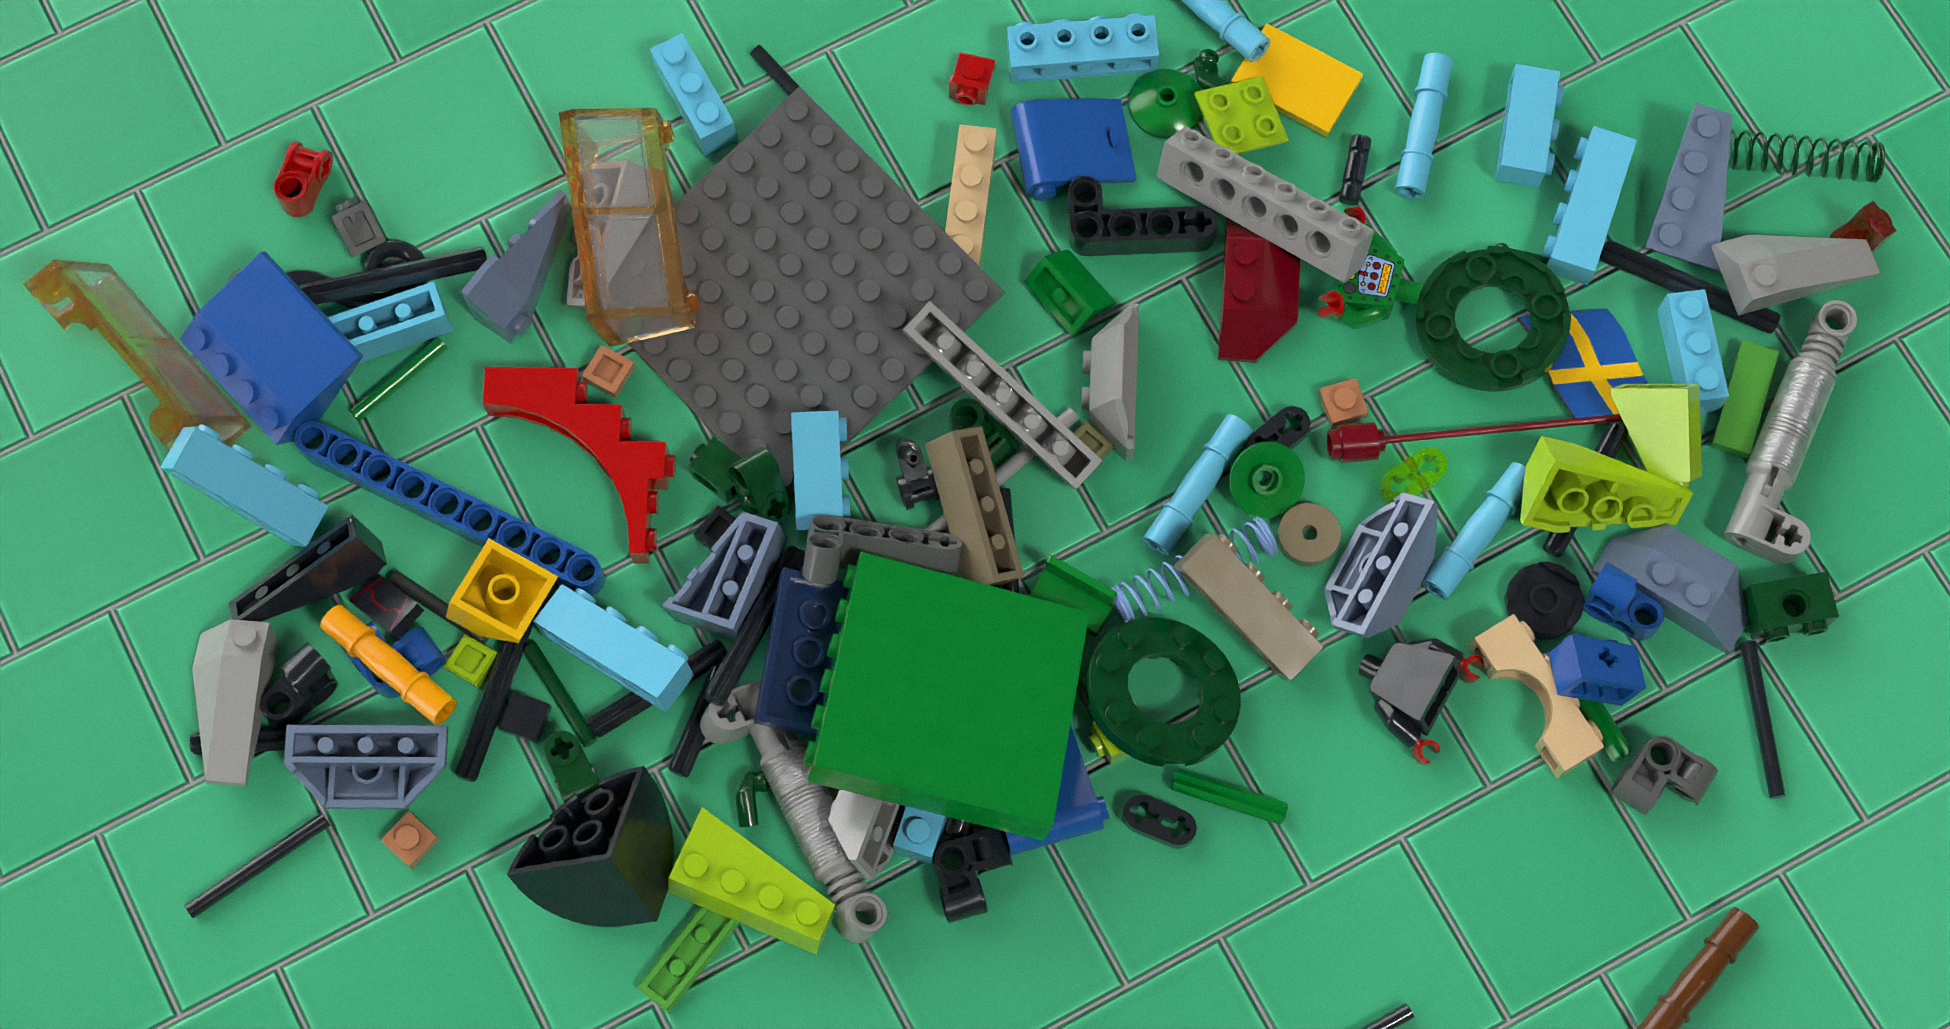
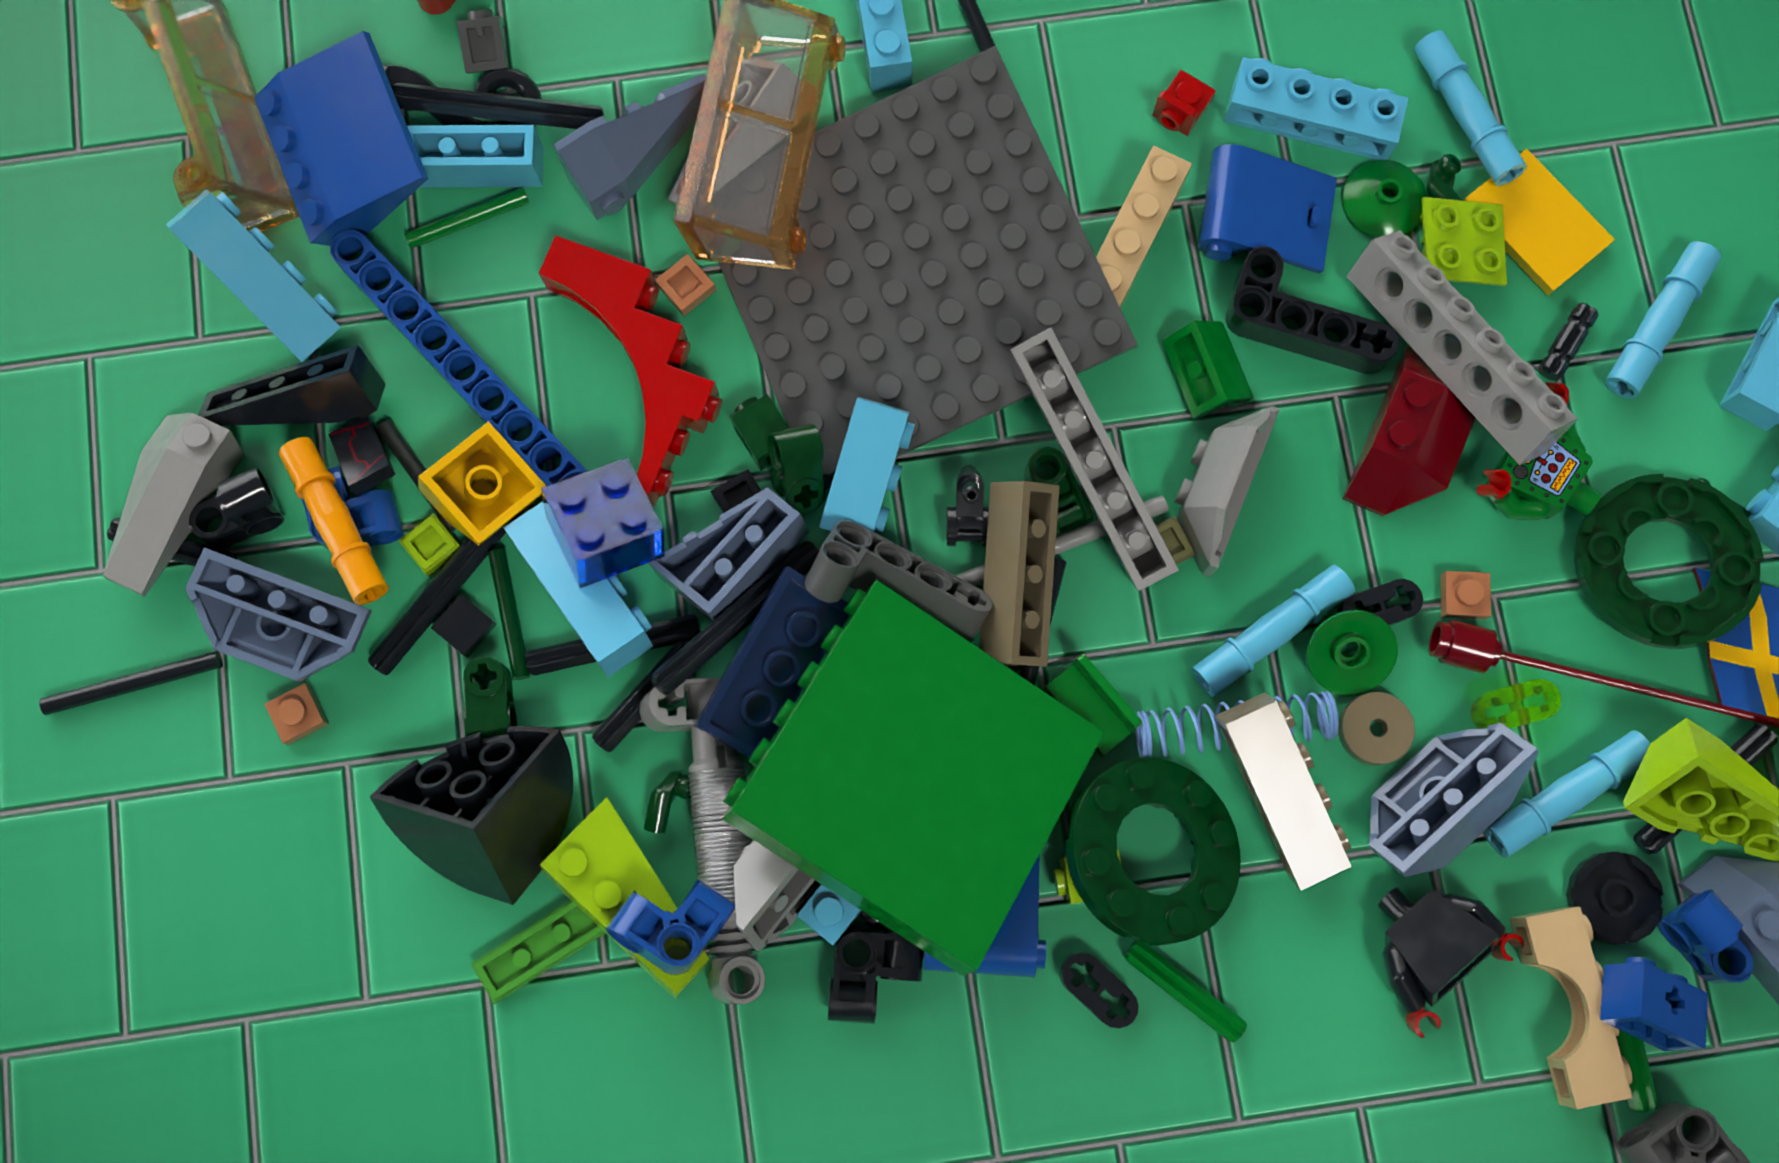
camera: 20 degrees right, 5 degrees up
(619, 585) = (603, 522): none -> clear blue brick
(776, 891) = (646, 927): none -> blue piece

